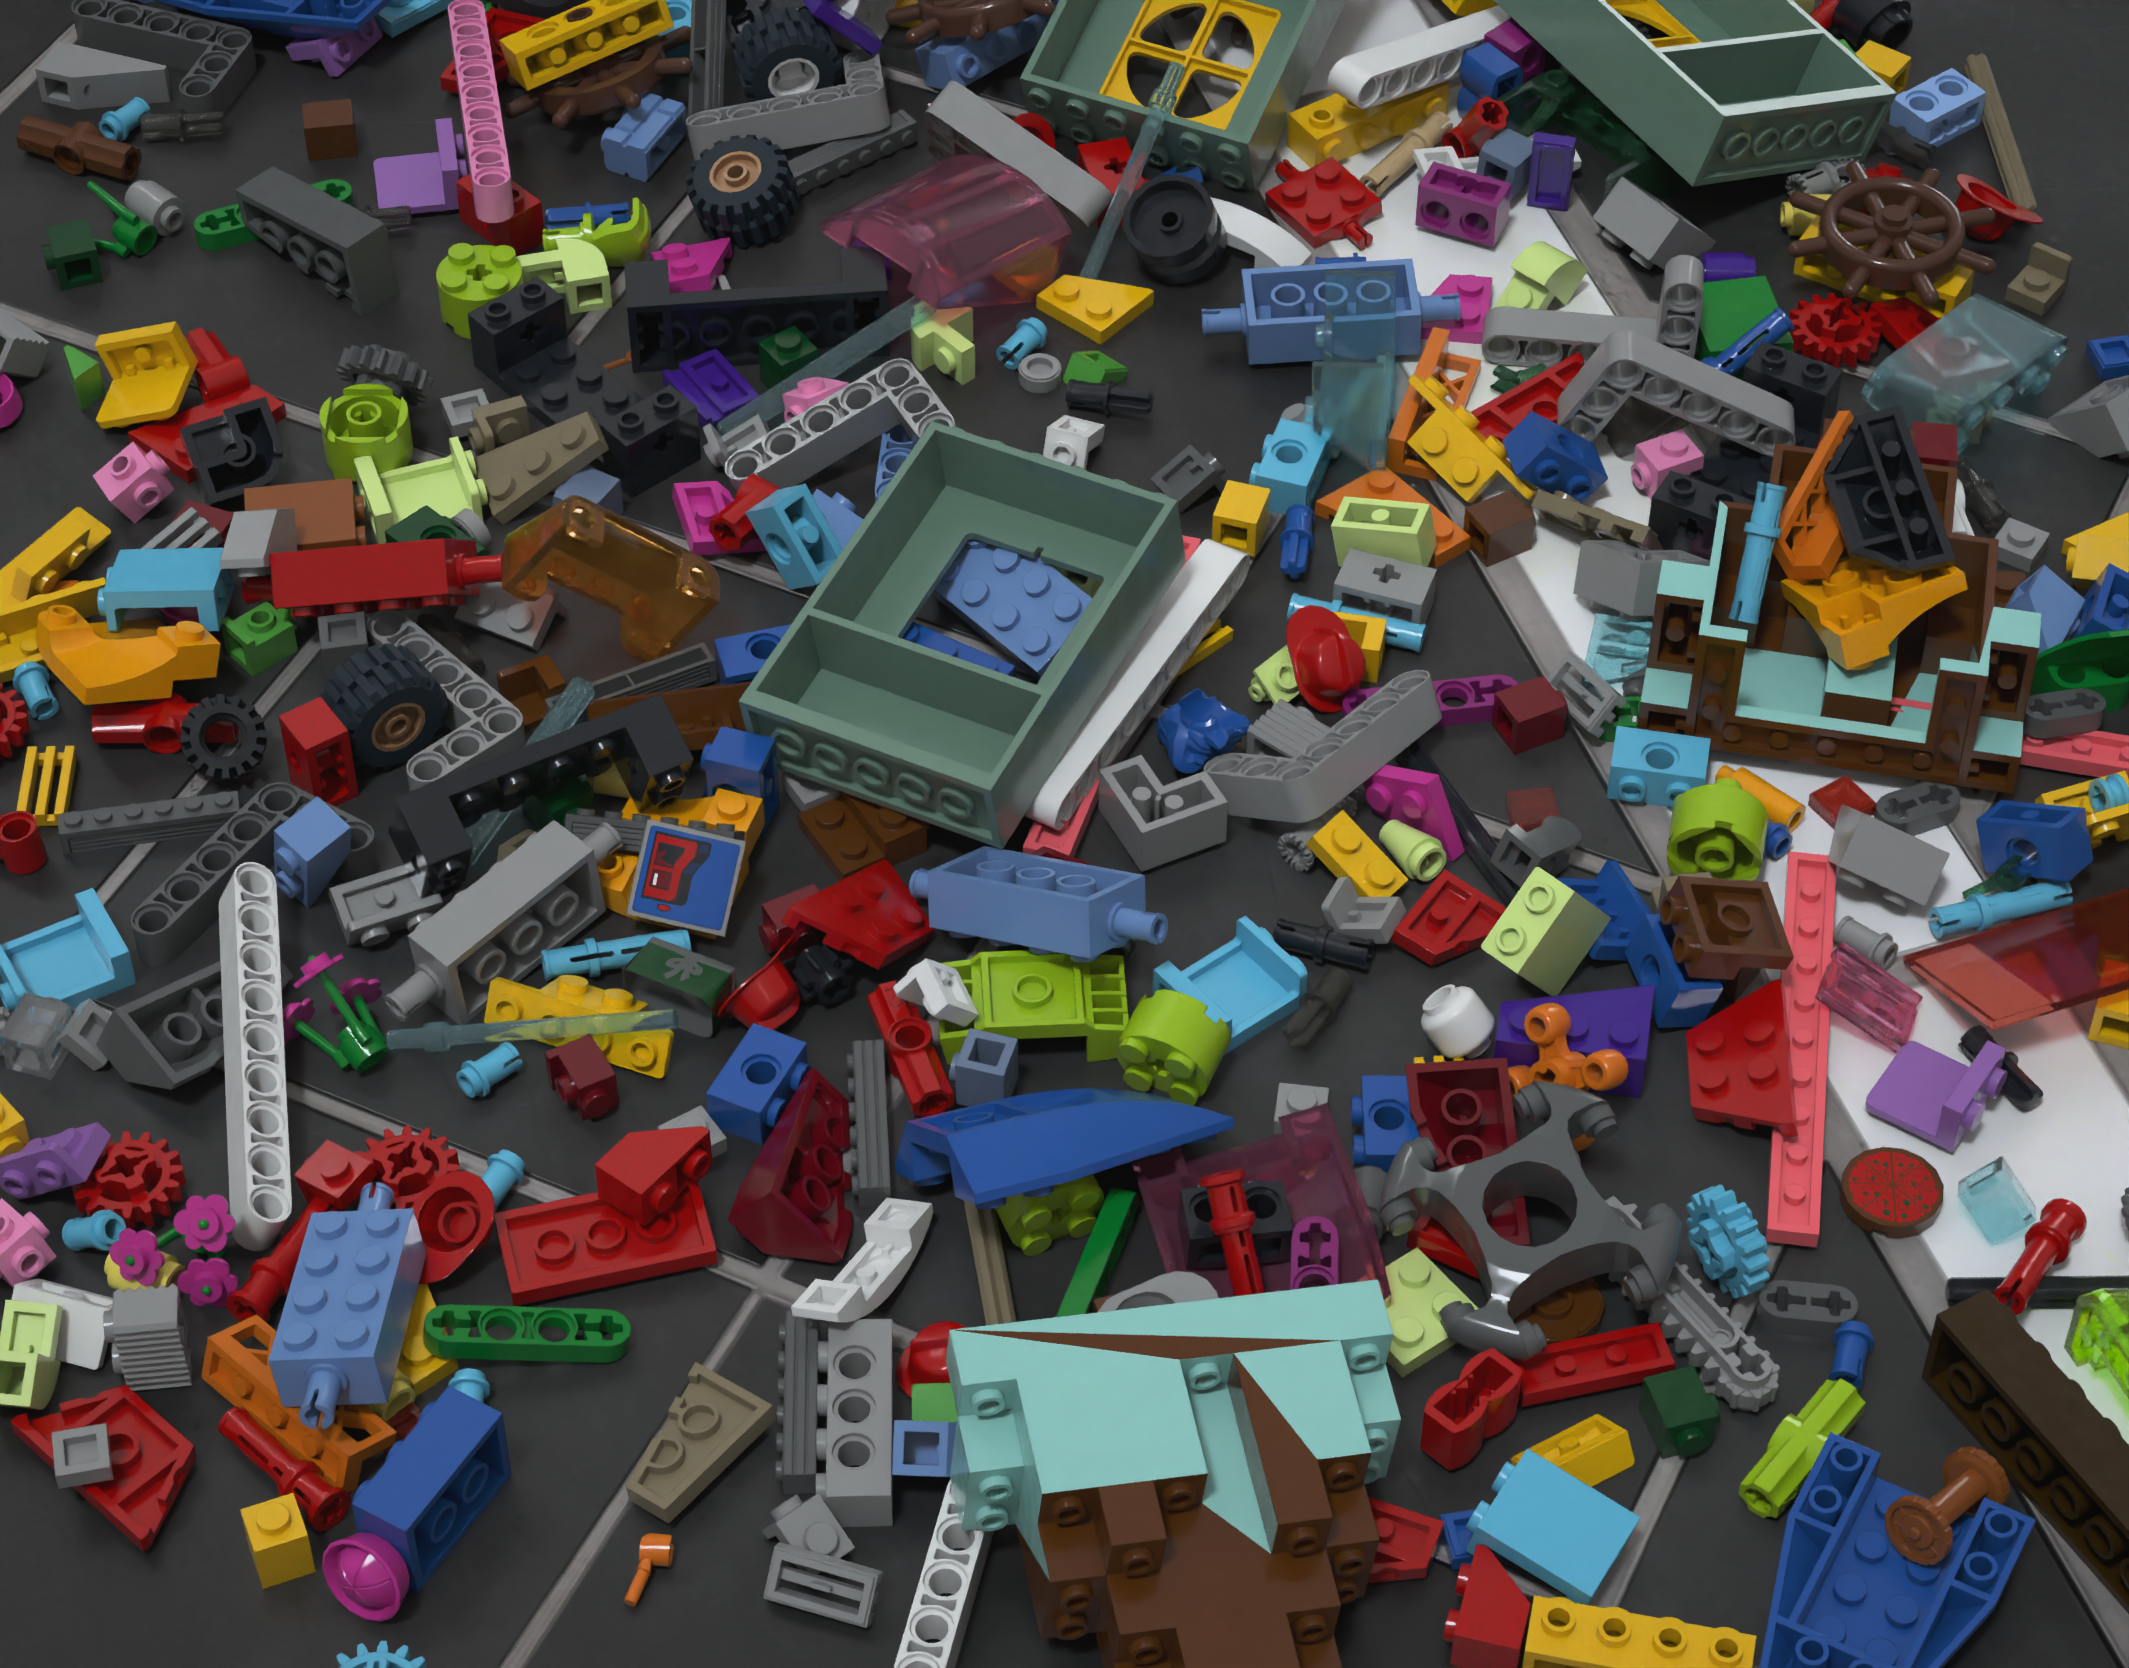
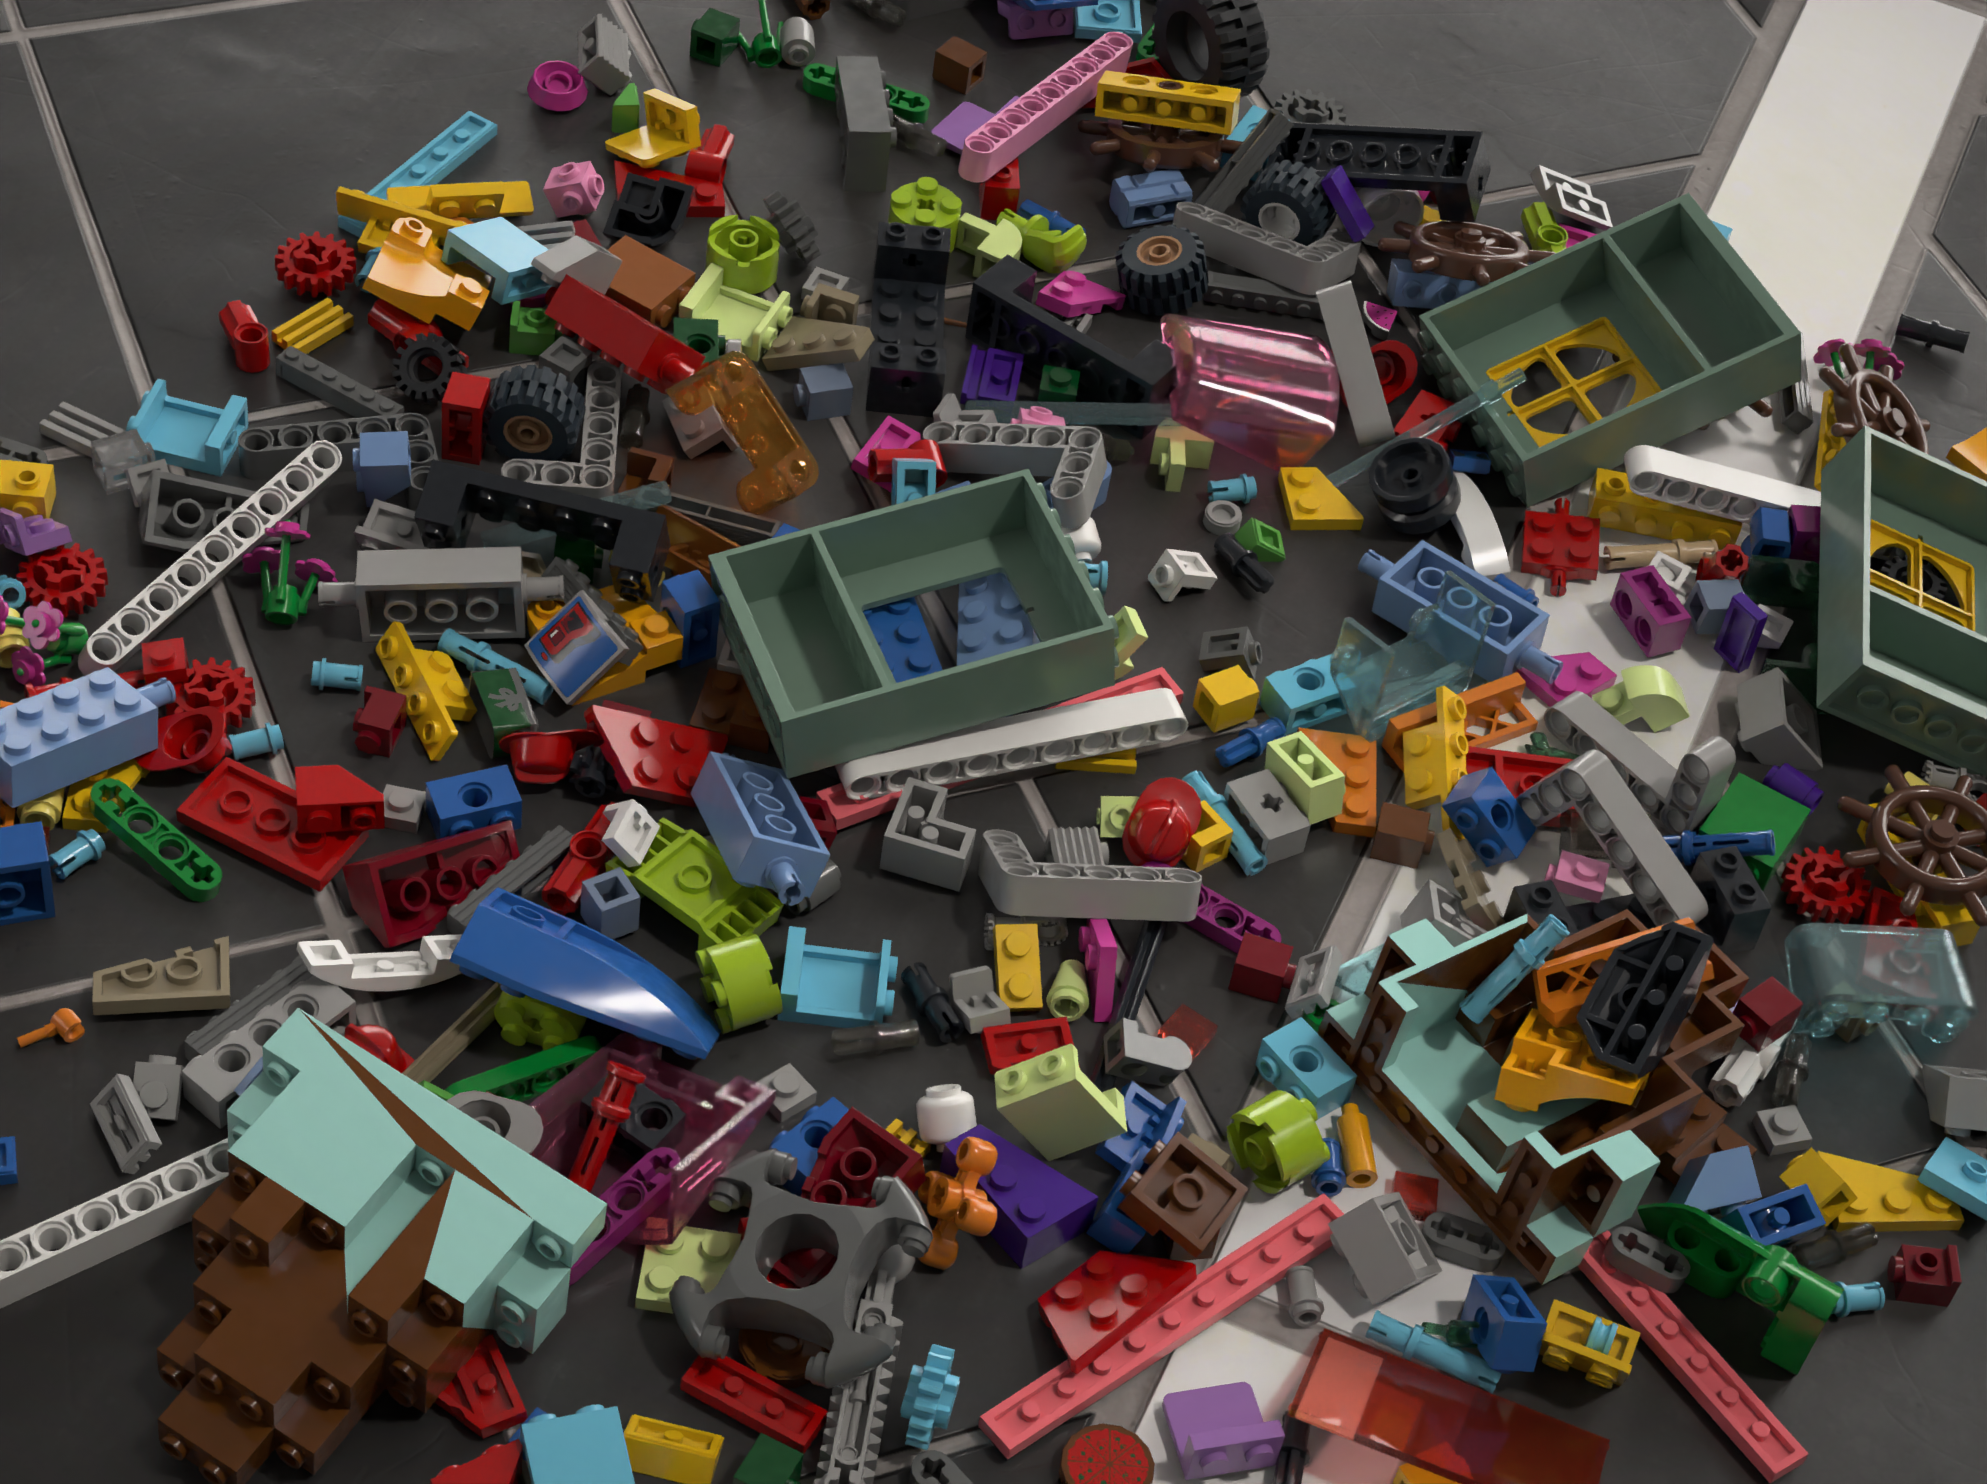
camera: 35 degrees right, 0 degrees up
(440, 1036) = (337, 636): clear light blue bar -> none
(1199, 730) = (1021, 806): blue hair -> none
(1471, 1409) = (632, 1357): red brick -> none
(1869, 997) = (1250, 1329): clear pink plate -> none

